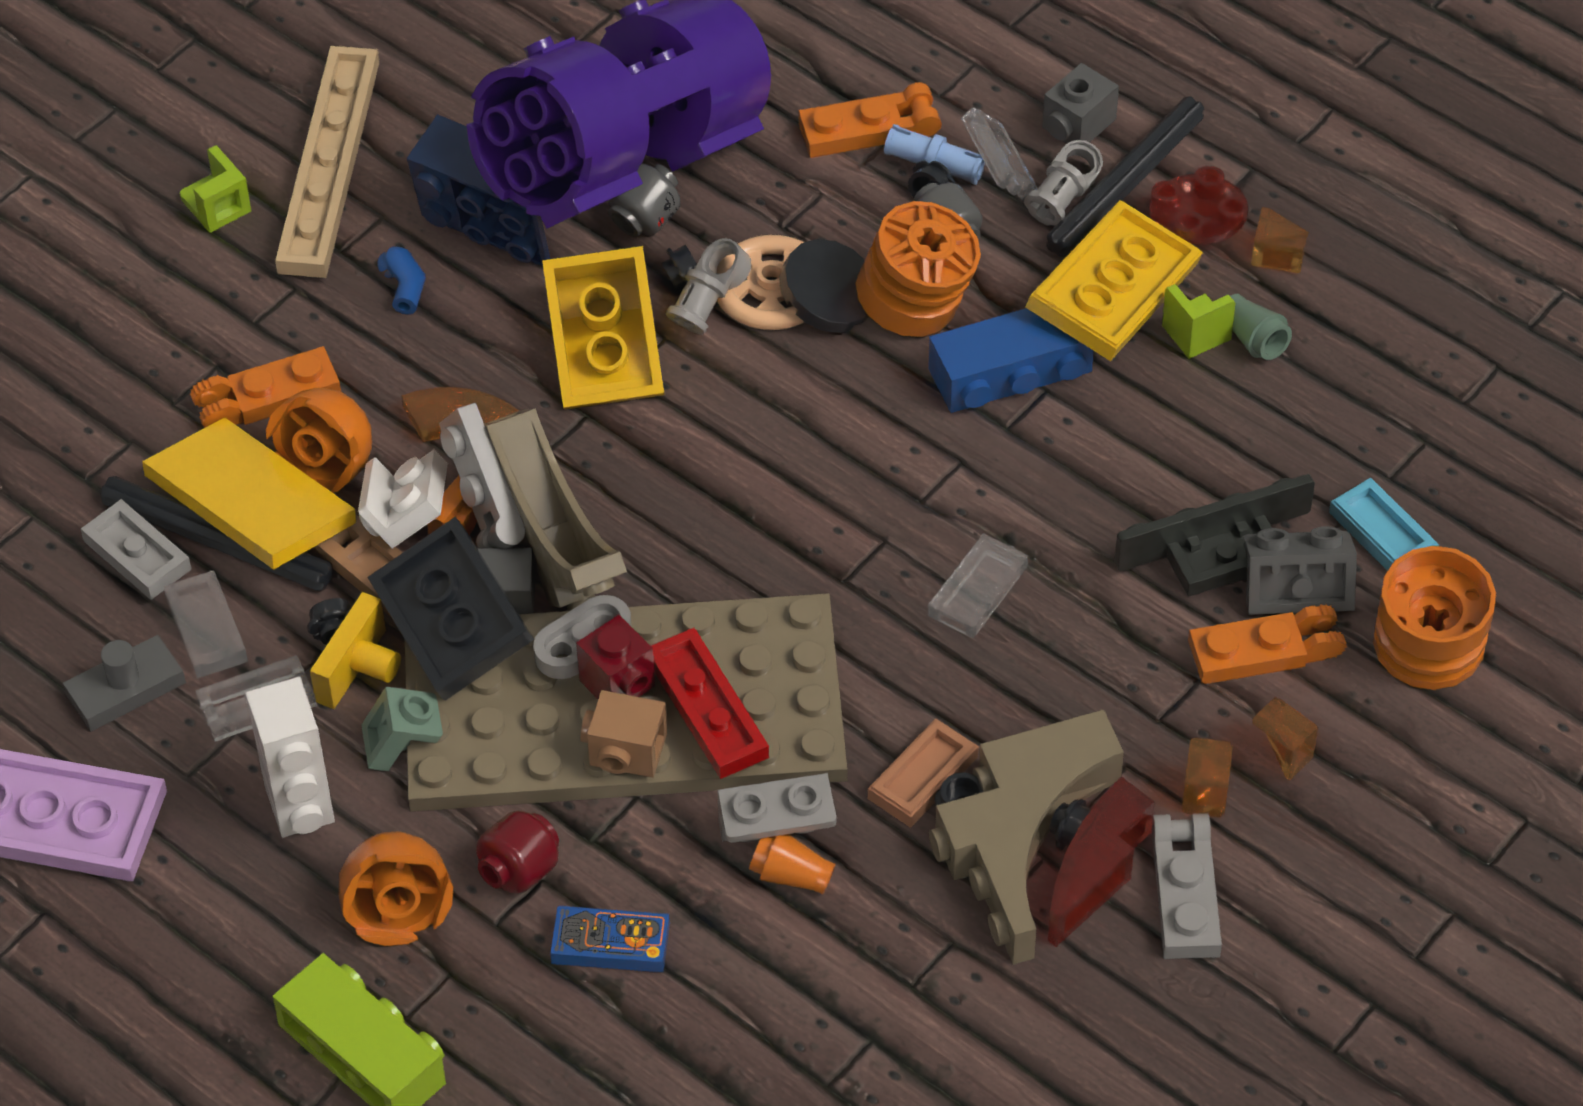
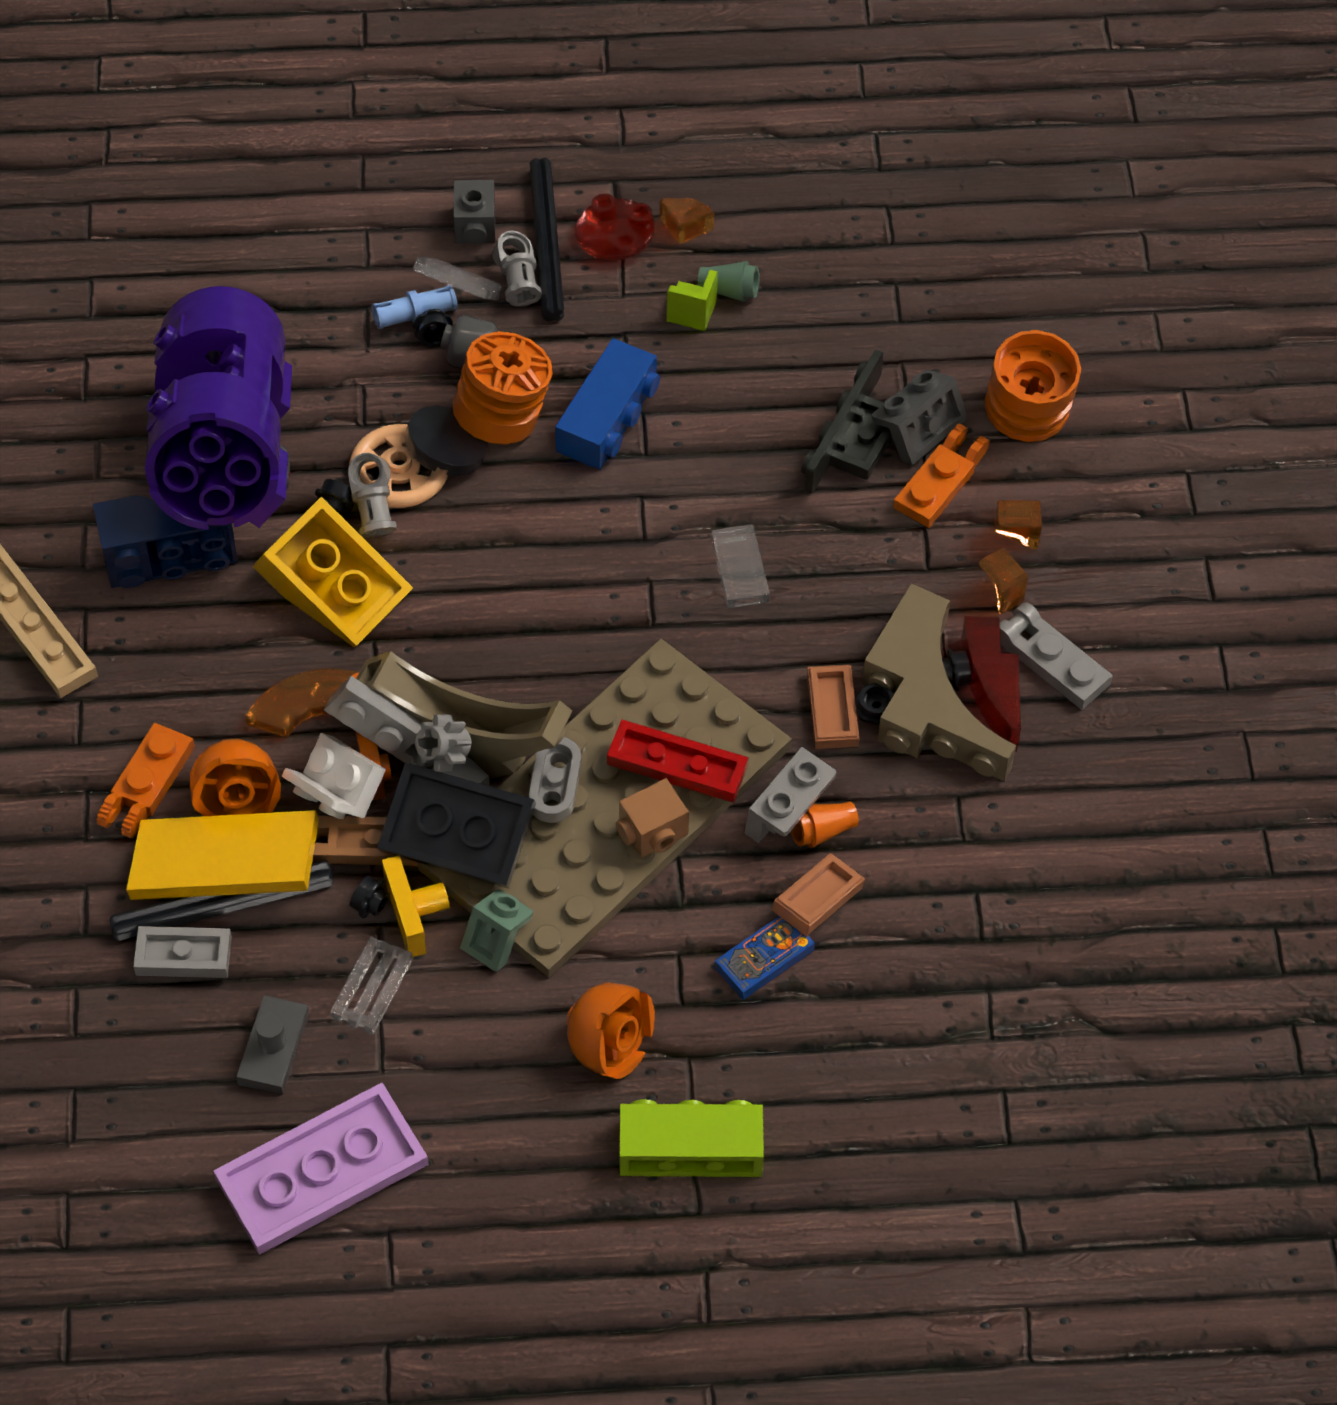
camera: 45 degrees left, 5 degrees up
(205, 624) = (283, 964): clear tile -> none
(290, 757) = (472, 998): white brick -> none
(408, 273) = (156, 633): blue arm -> none
(498, 521) = (443, 742): none -> light grey gear
(517, 851) = (658, 945): dark red head -> none
(615, 660) = (601, 779): dark red brick -> none
(714, 922) = (818, 894): none -> nougat tile
(867, 120) = (343, 315): orange plate -> none
(1114, 280) = (625, 309): yellow tile -> none
(1379, 523) = (924, 351): medium azure tile -> none

